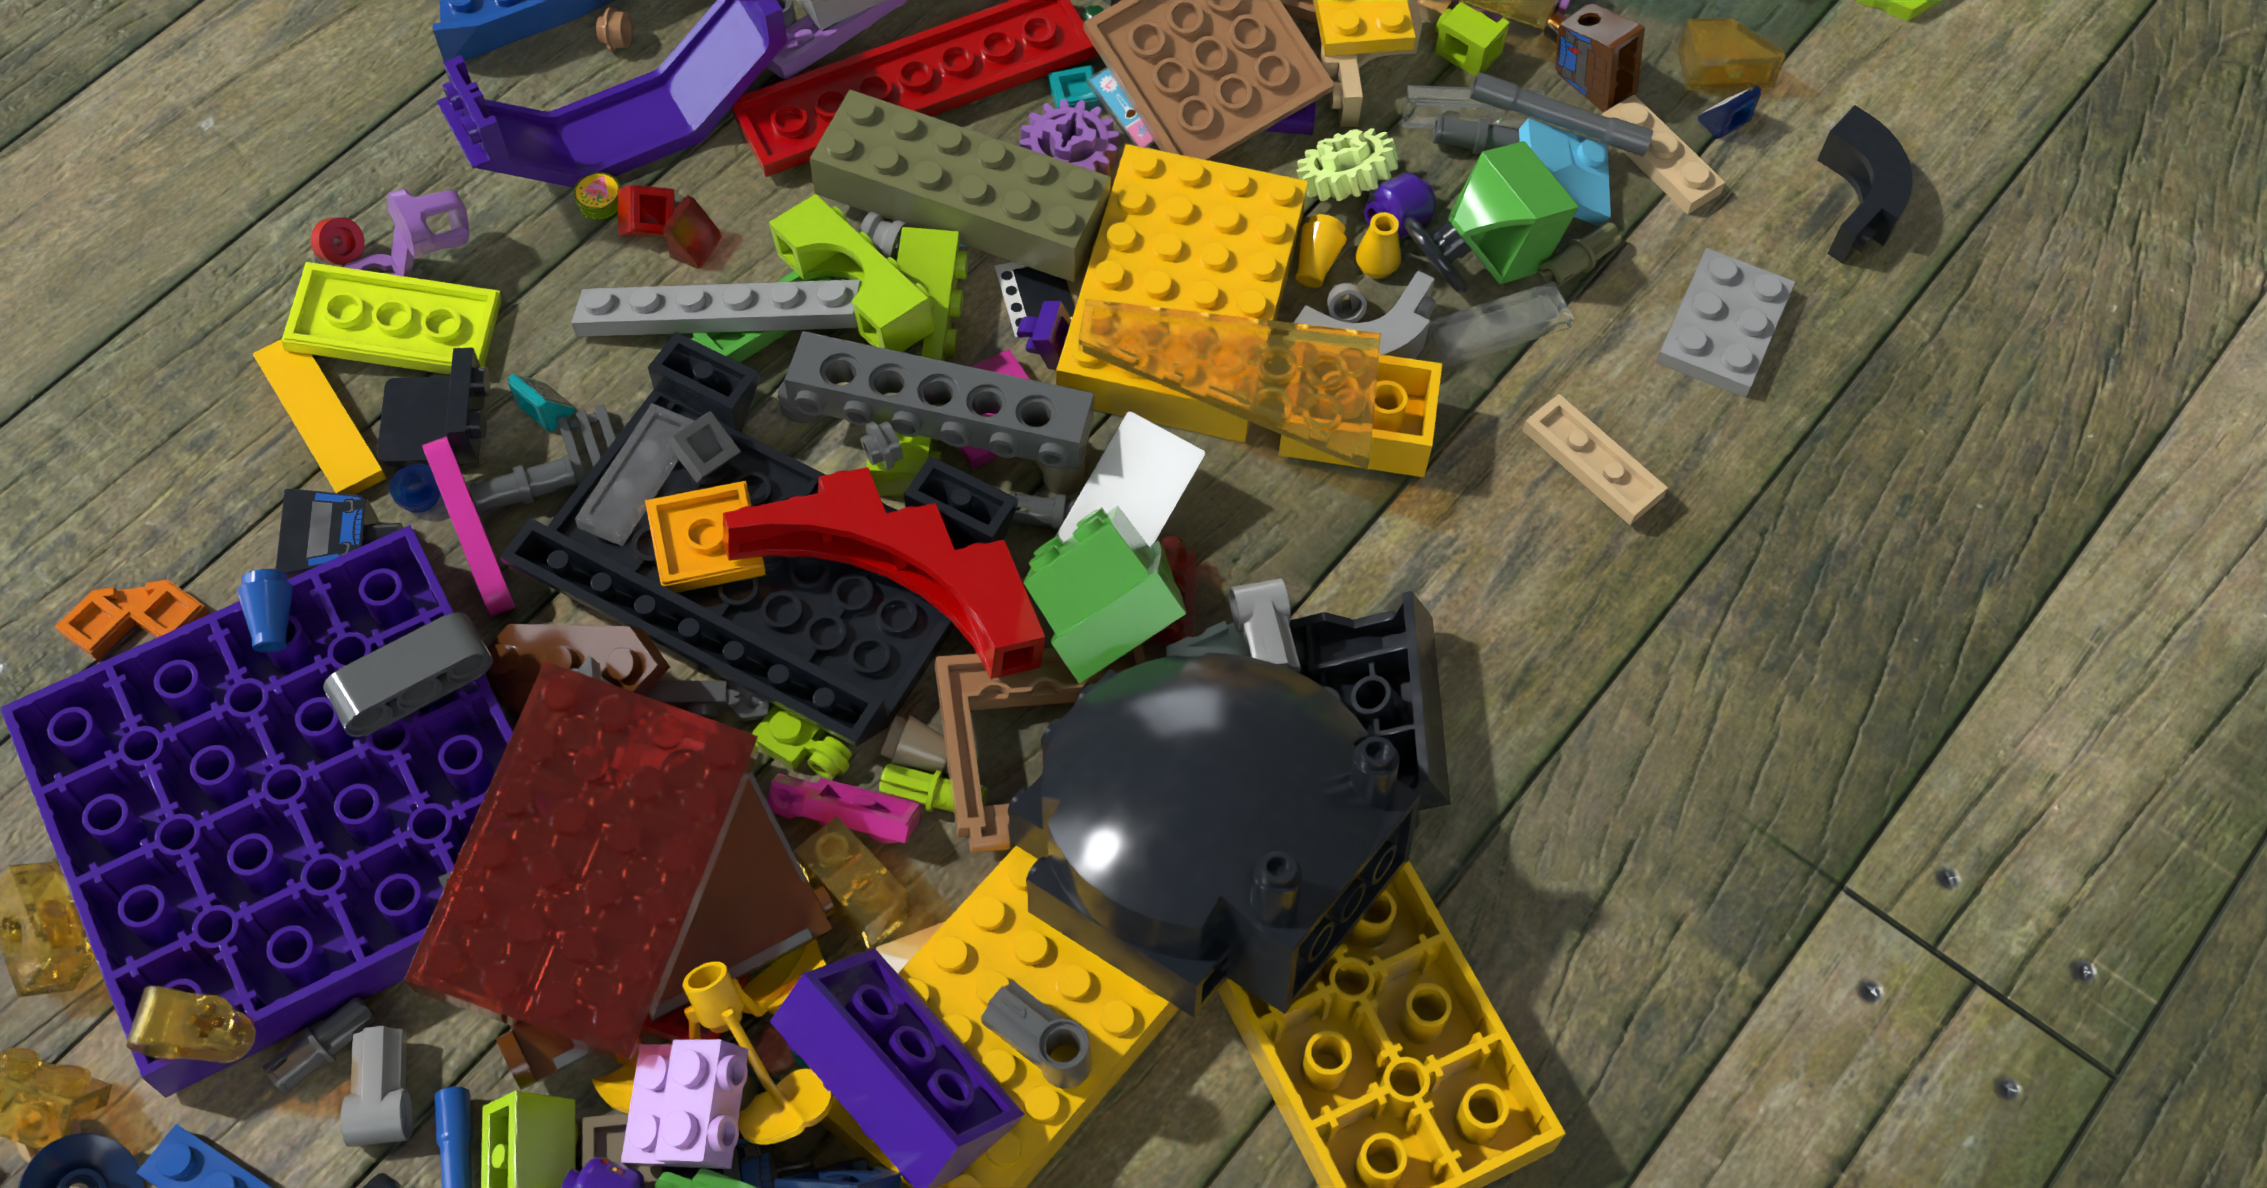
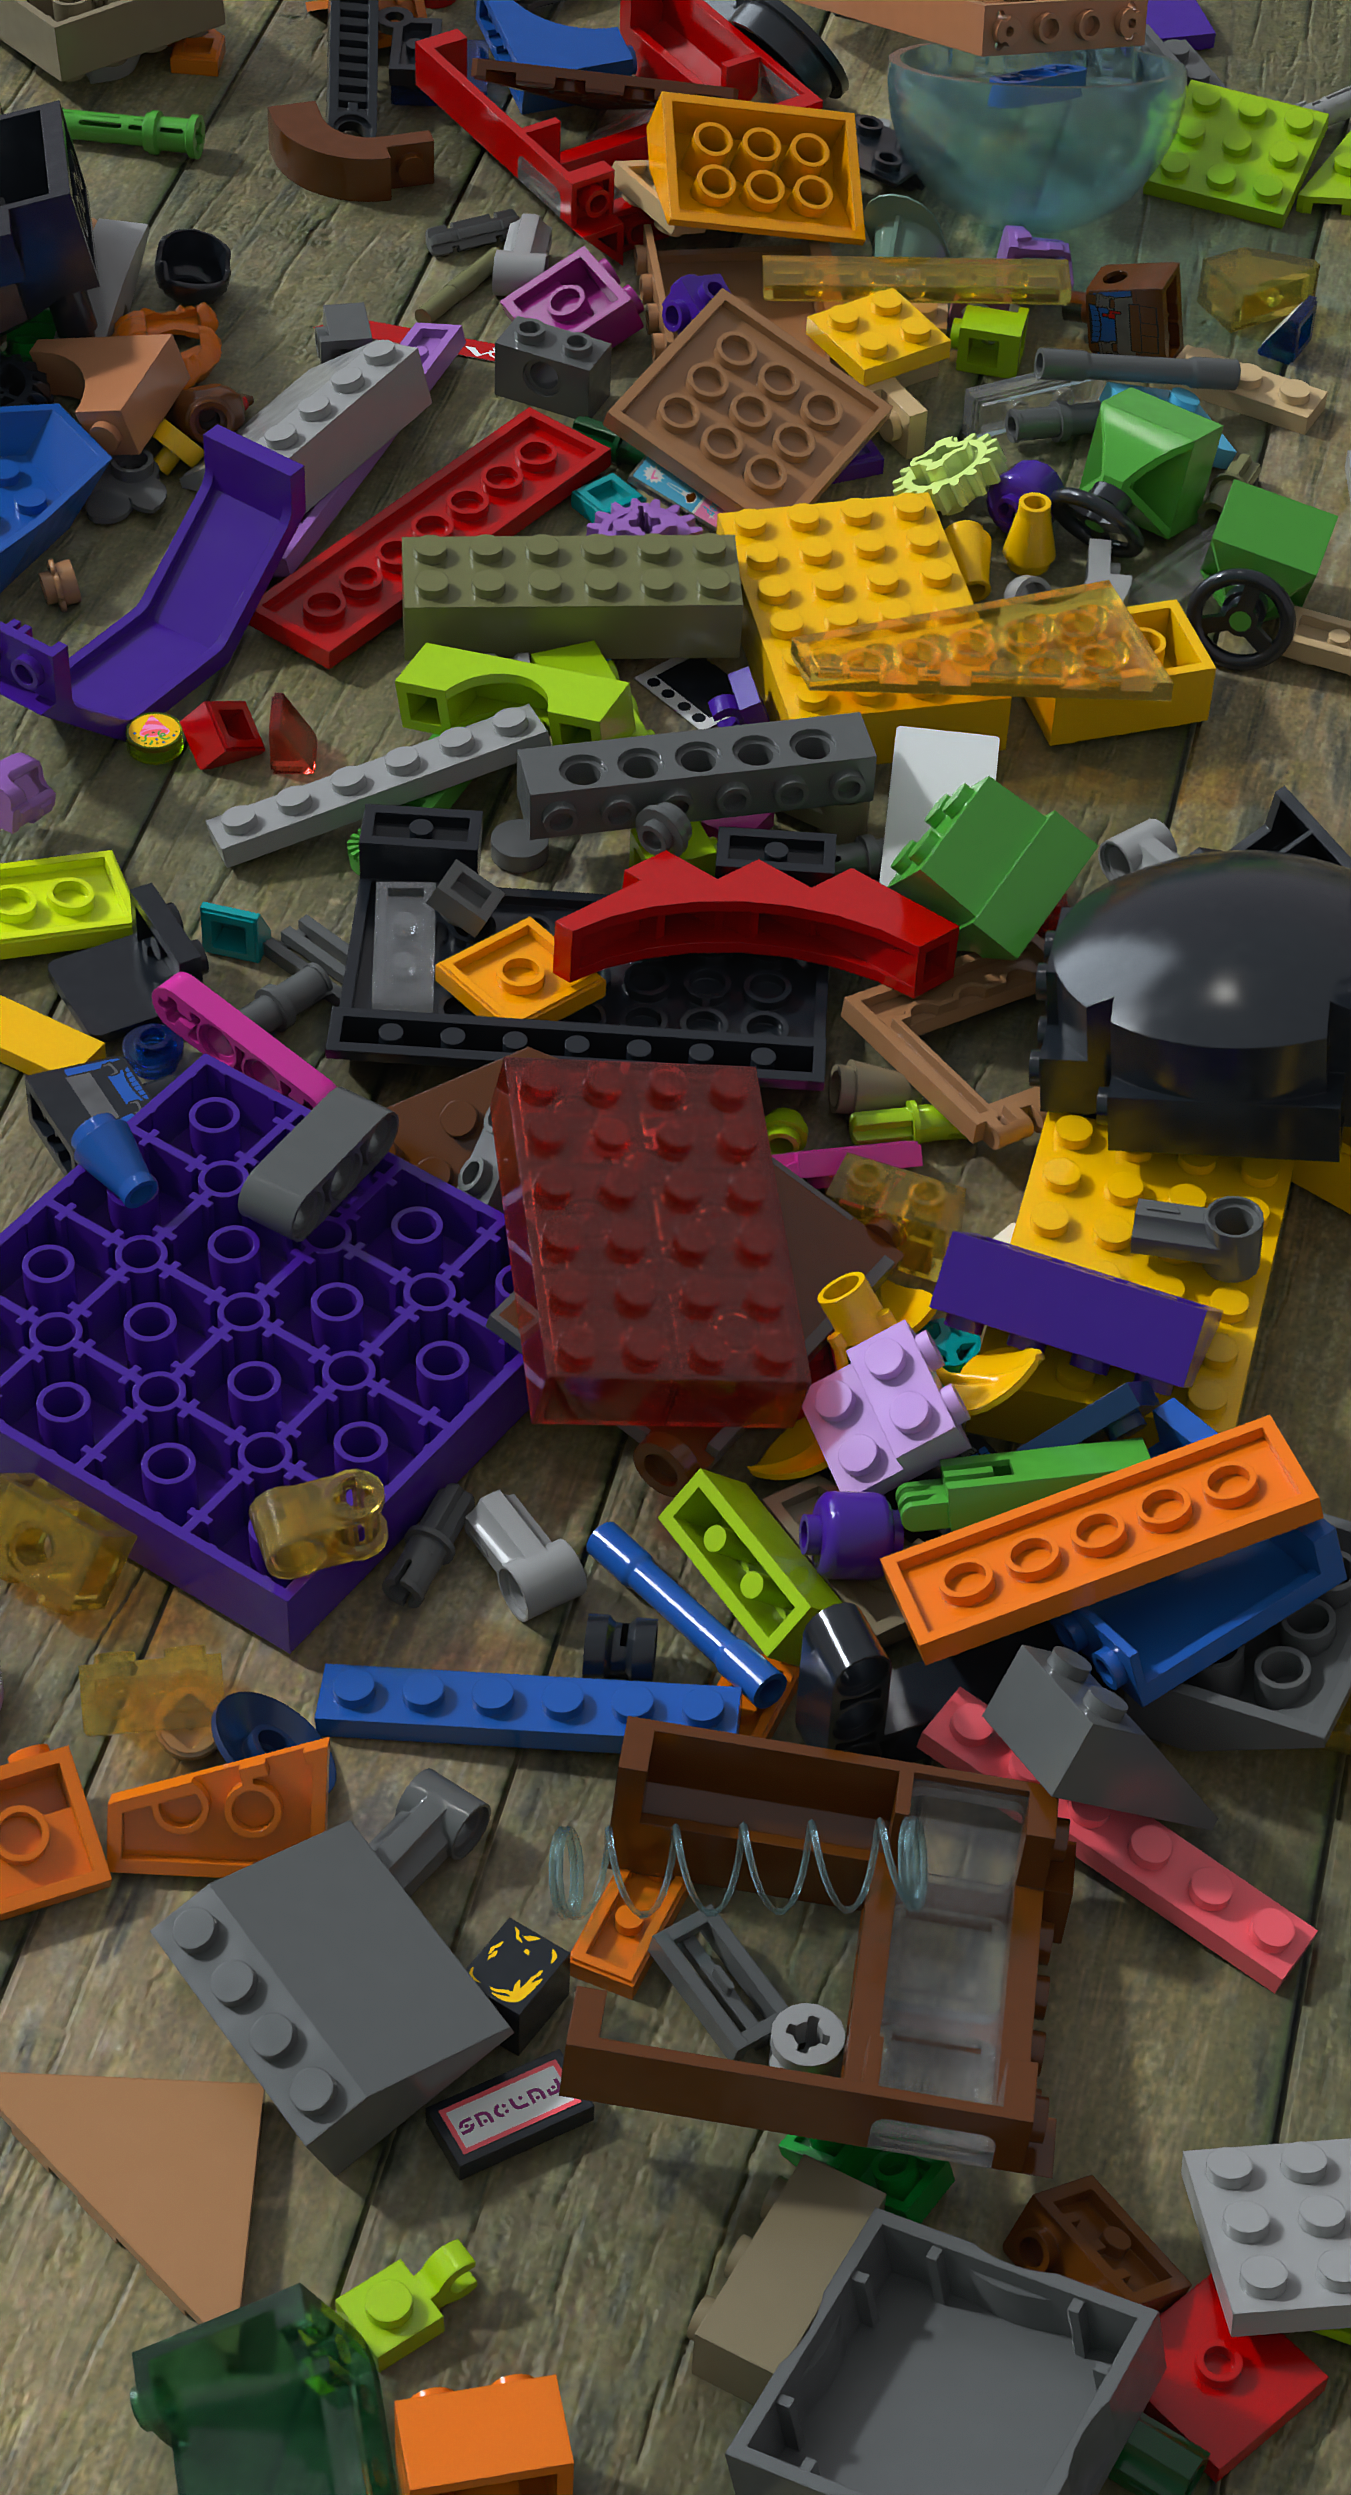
camera: 25 degrees left, 15 degrees down
(1539, 351) = (1258, 571): none -> bright green piece

